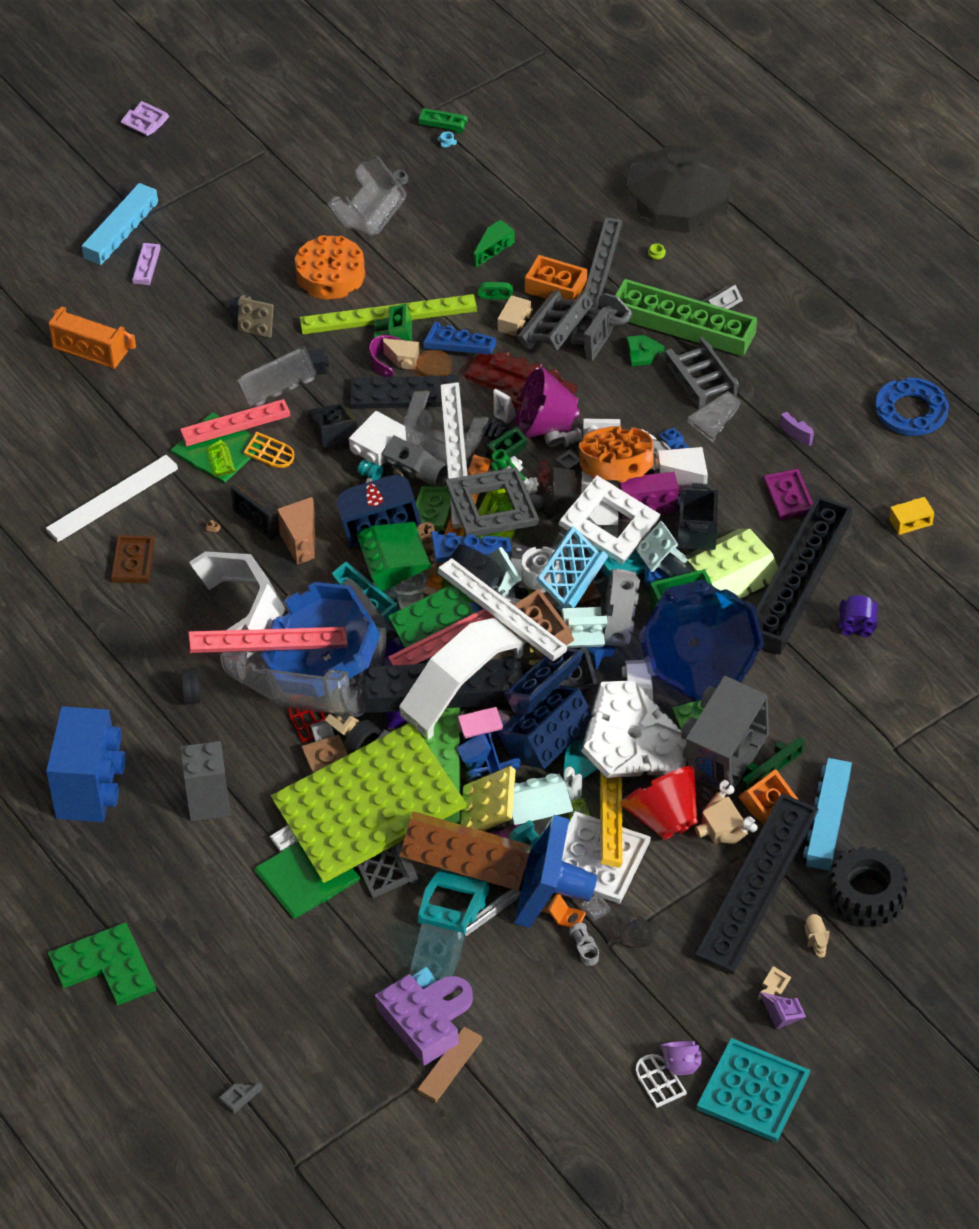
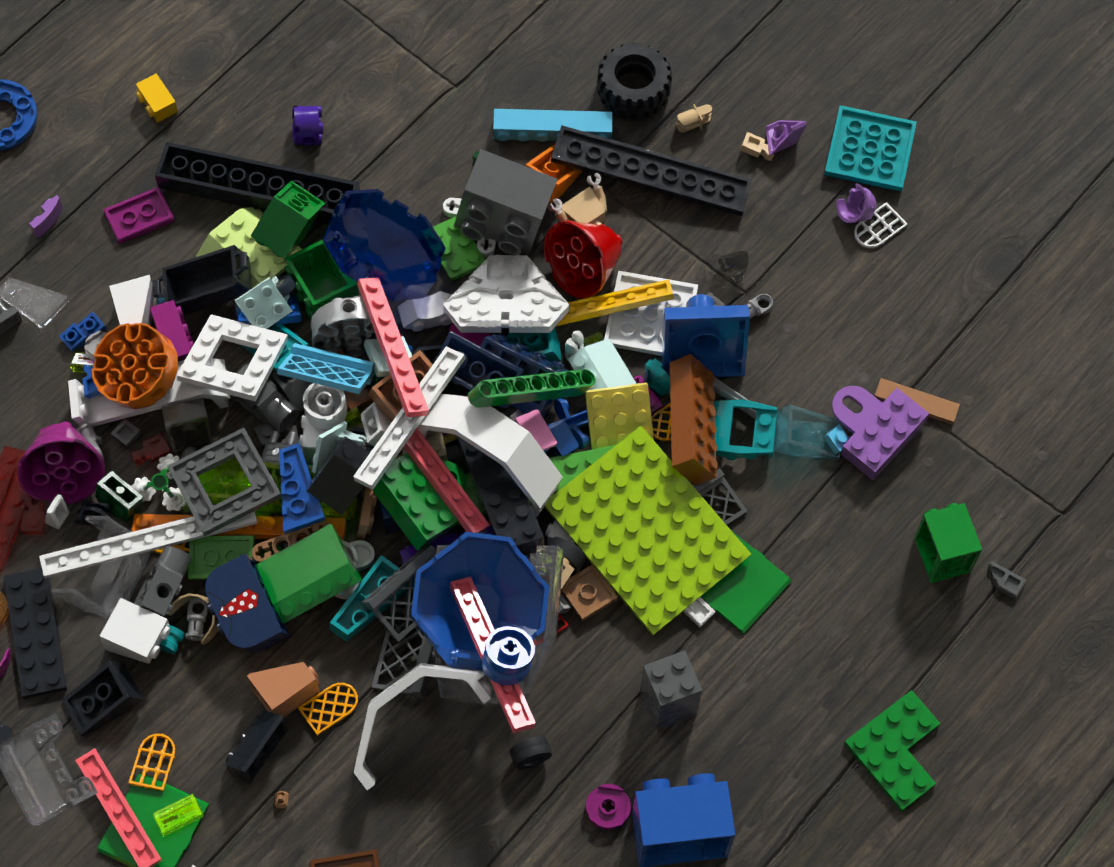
camera: 105 degrees left, 15 degrees up
(139, 737) = (618, 799): none -> magenta plate
(254, 637) = (508, 655): none -> blue wheel
(271, 576) = (329, 724): none -> light orange window
(282, 1032) = (947, 542): none -> green container
(501, 690) = (531, 388): none -> green beam
(574, 605) = (393, 347): none -> coral plate
(743, 571) = (287, 219): none -> green container

